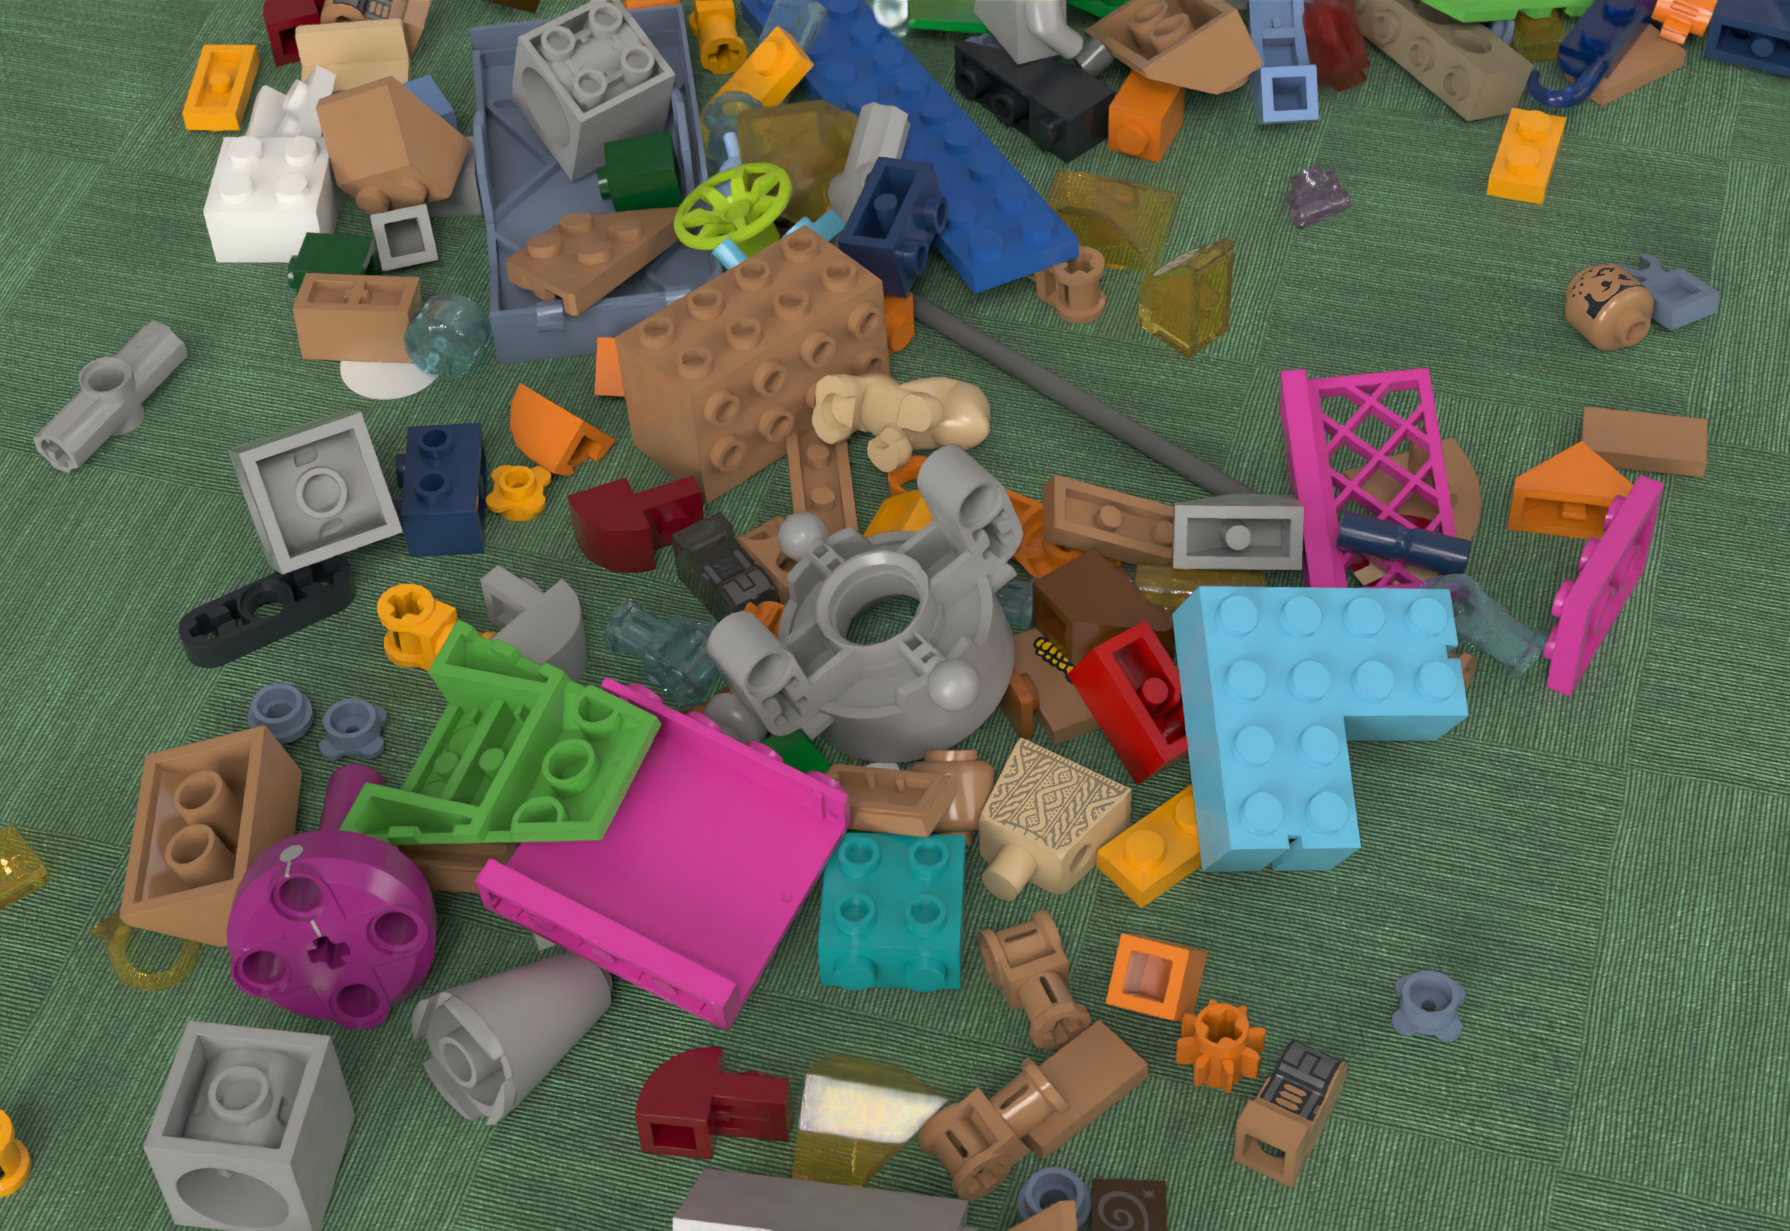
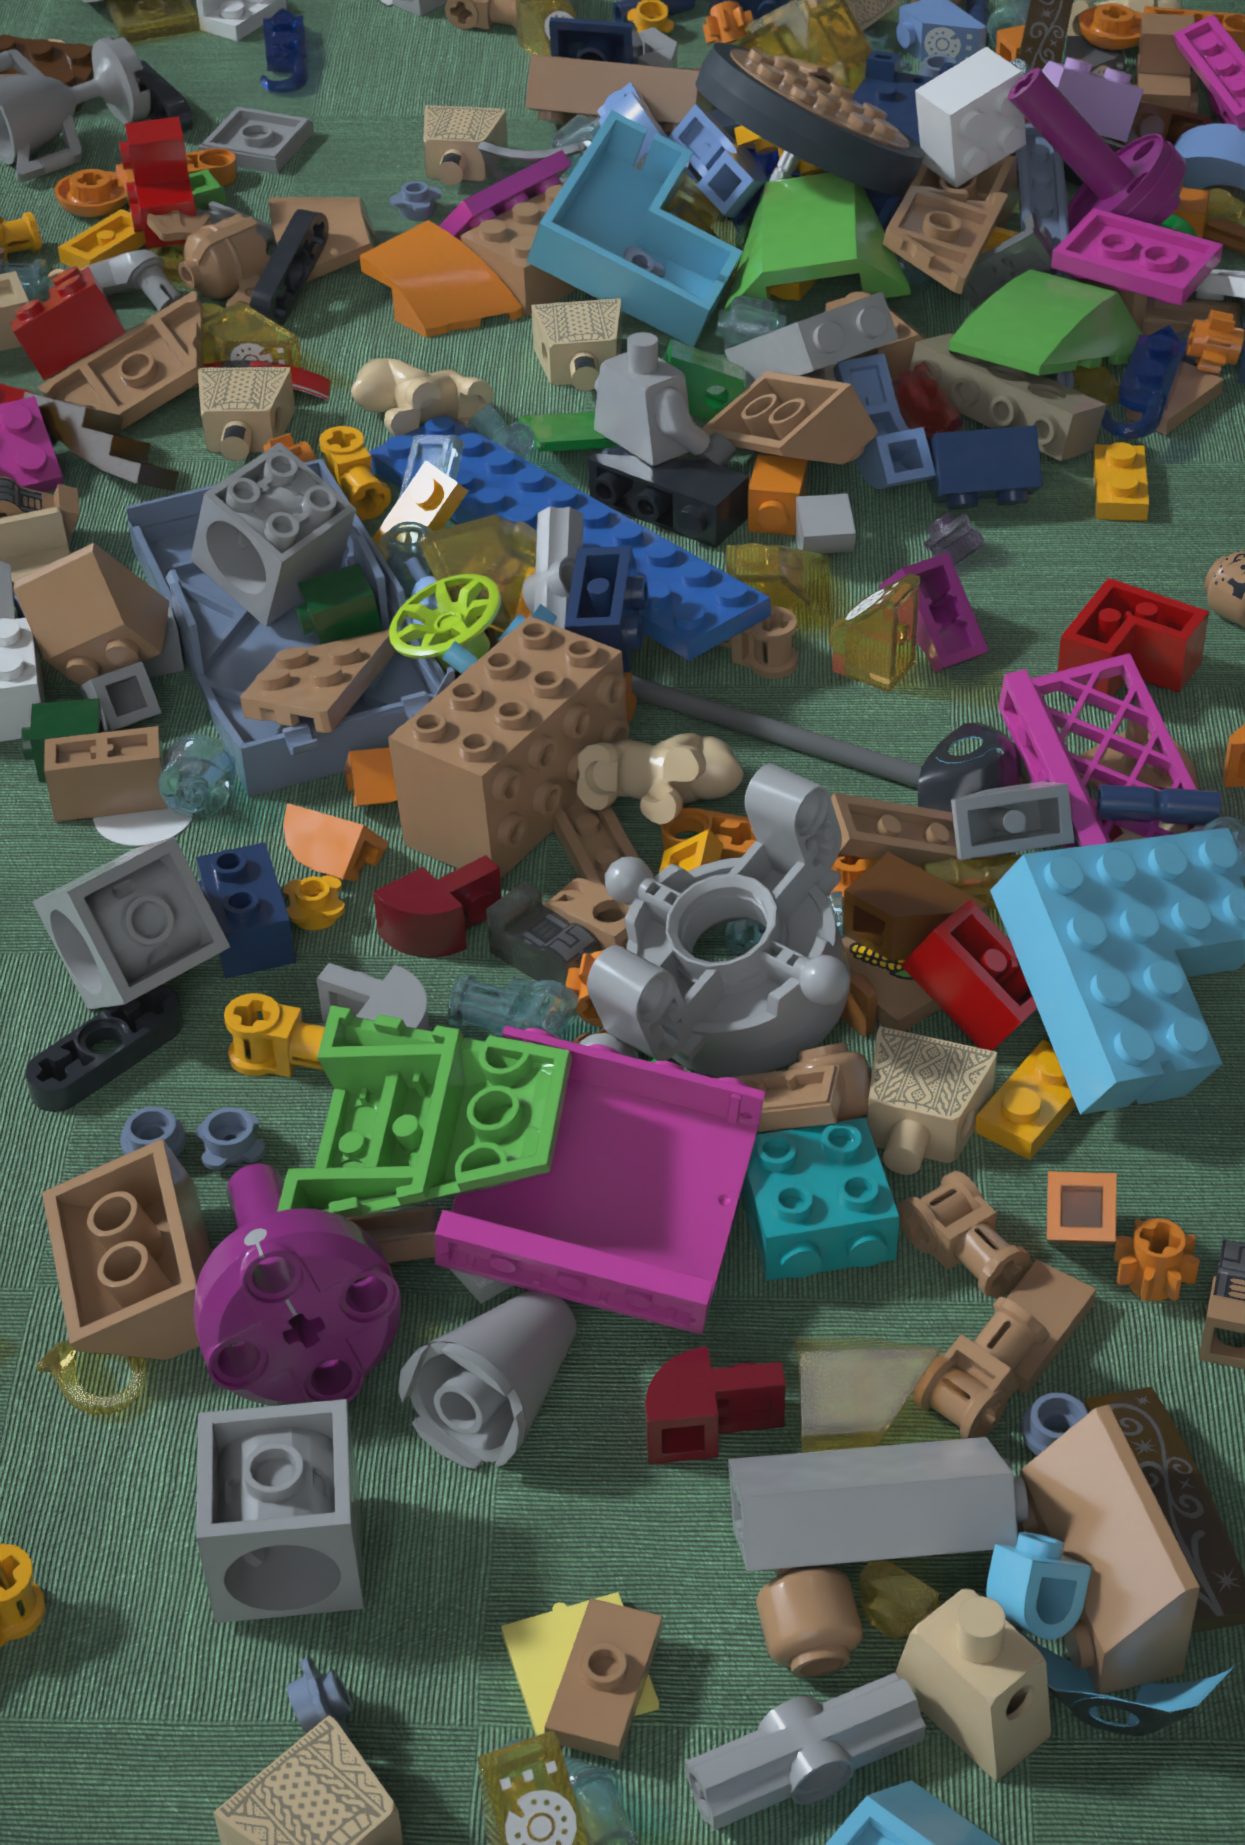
camera: 15 degrees left, 5 degrees down
(1180, 157) = (824, 524): none -> light grey brick
(1211, 472) = (952, 776): none -> black piece
(1264, 281) = (945, 618): none -> magenta arch
(1376, 117) = (985, 466): none -> dark blue slope
(1461, 341) = (1157, 631): none -> red brick

